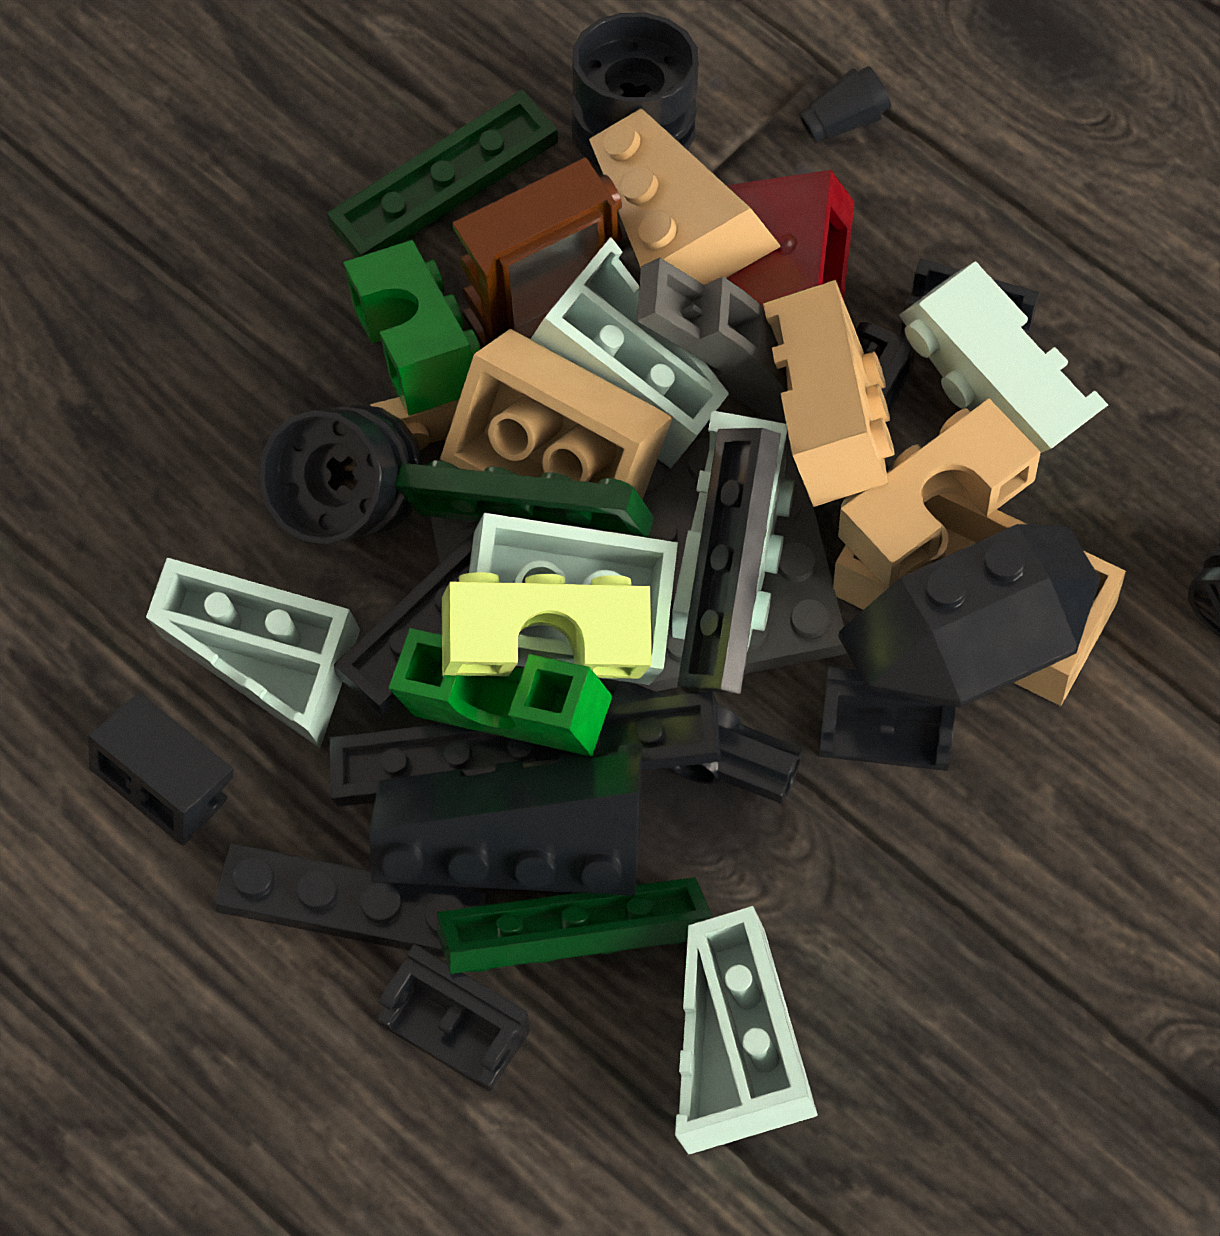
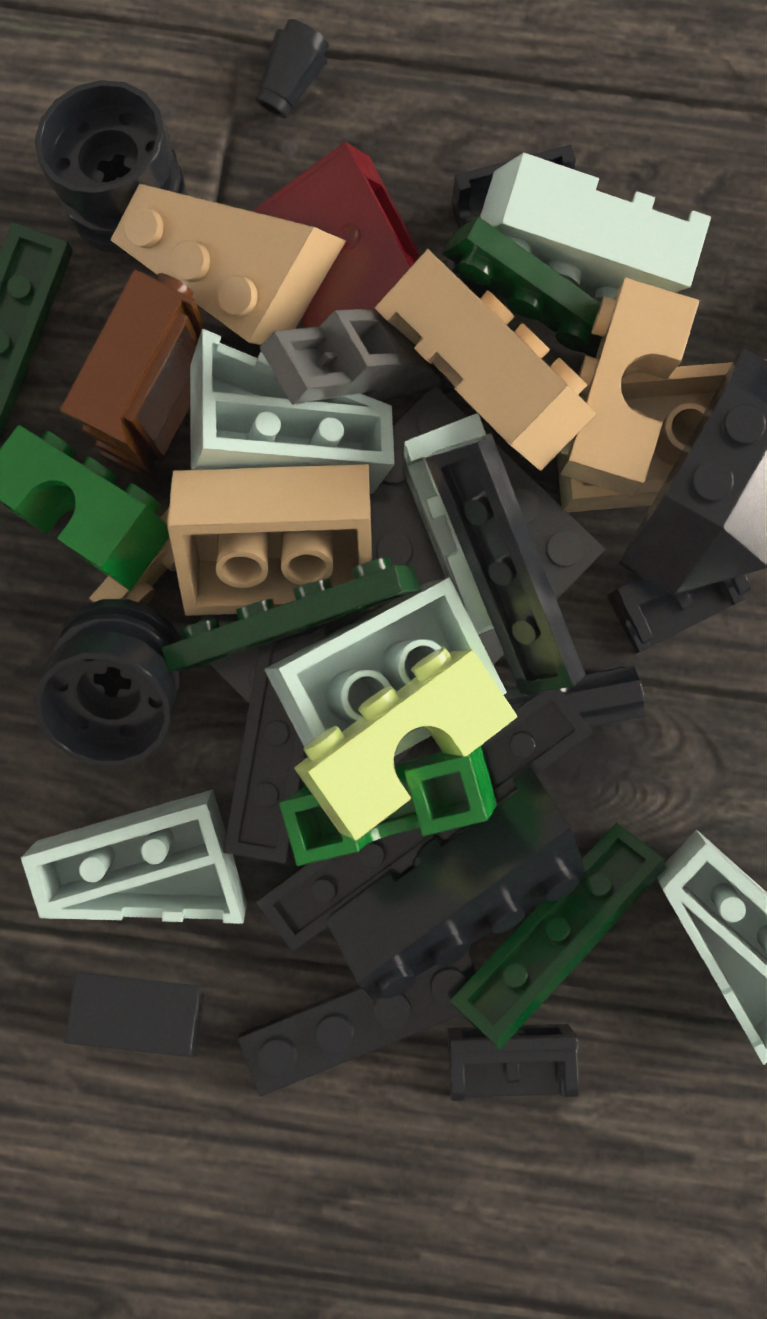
camera: 40 degrees left, 20 degrees up
(916, 371) = (528, 284): none -> dark green plate

